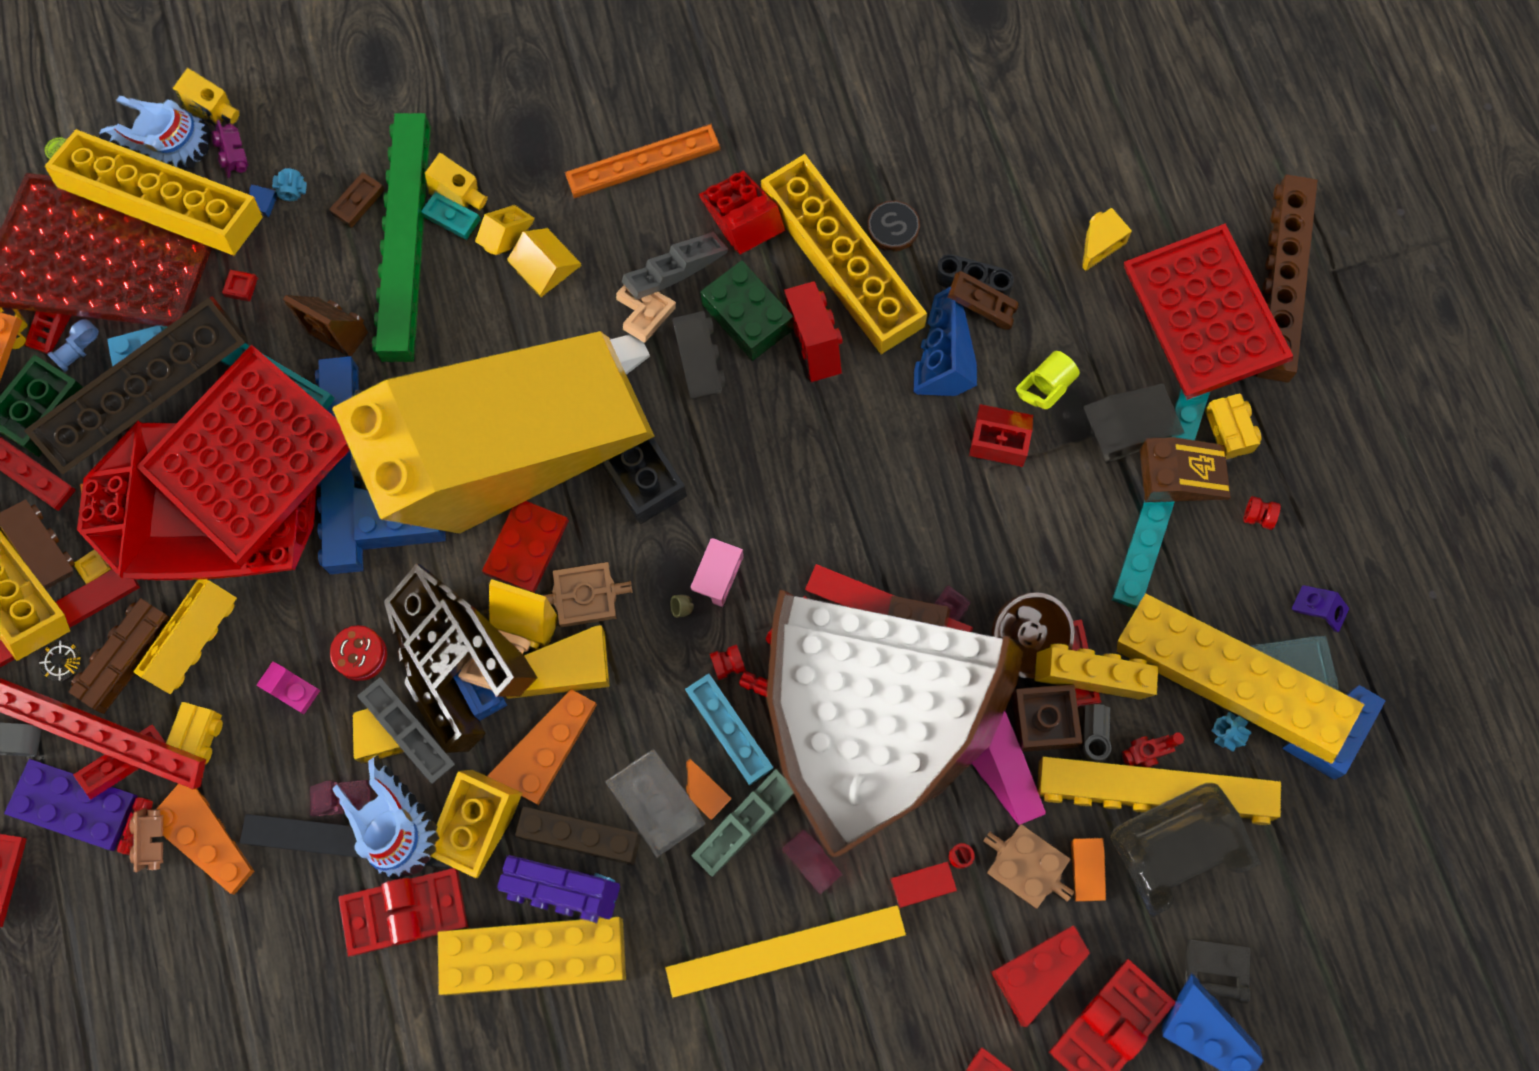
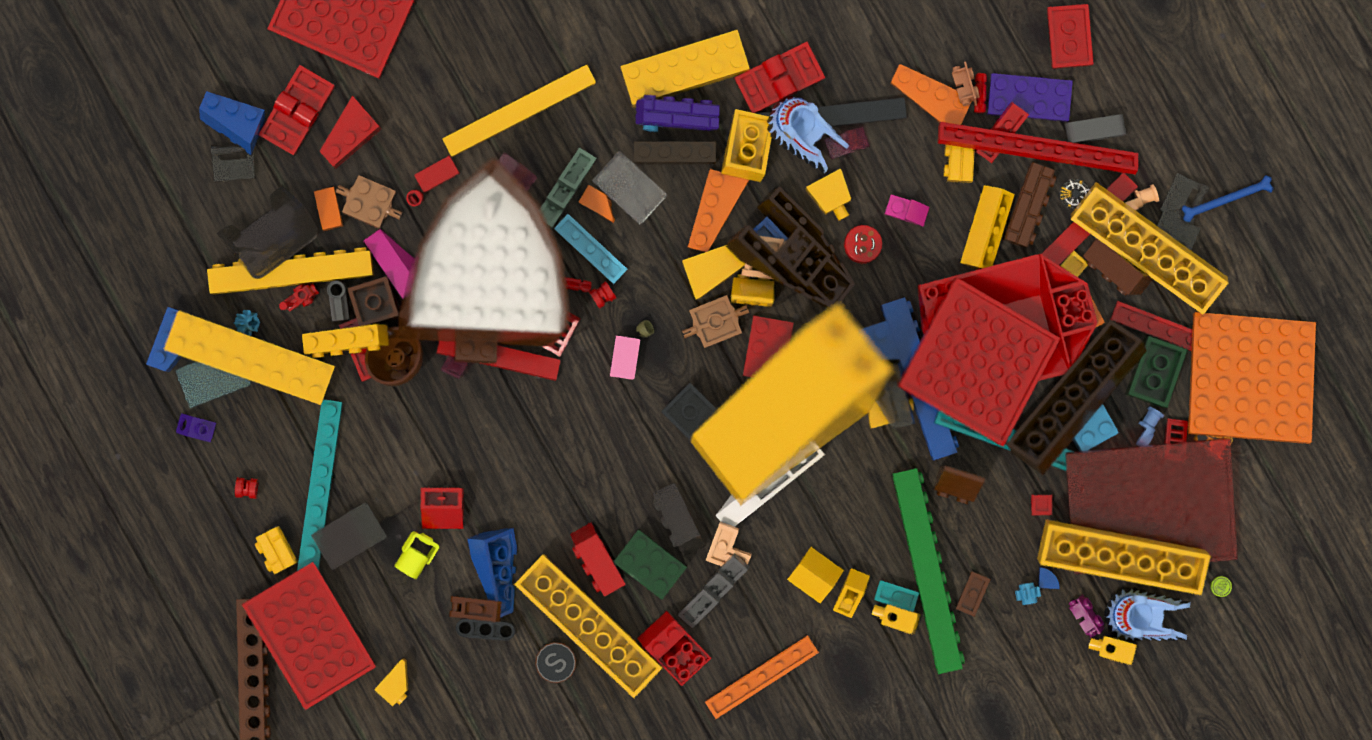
camera: 165 degrees right, 15 degrees up
(406, 730) = (809, 194): dark grey slope -> none
(1183, 470) = (306, 504): reddish brown slope -> none

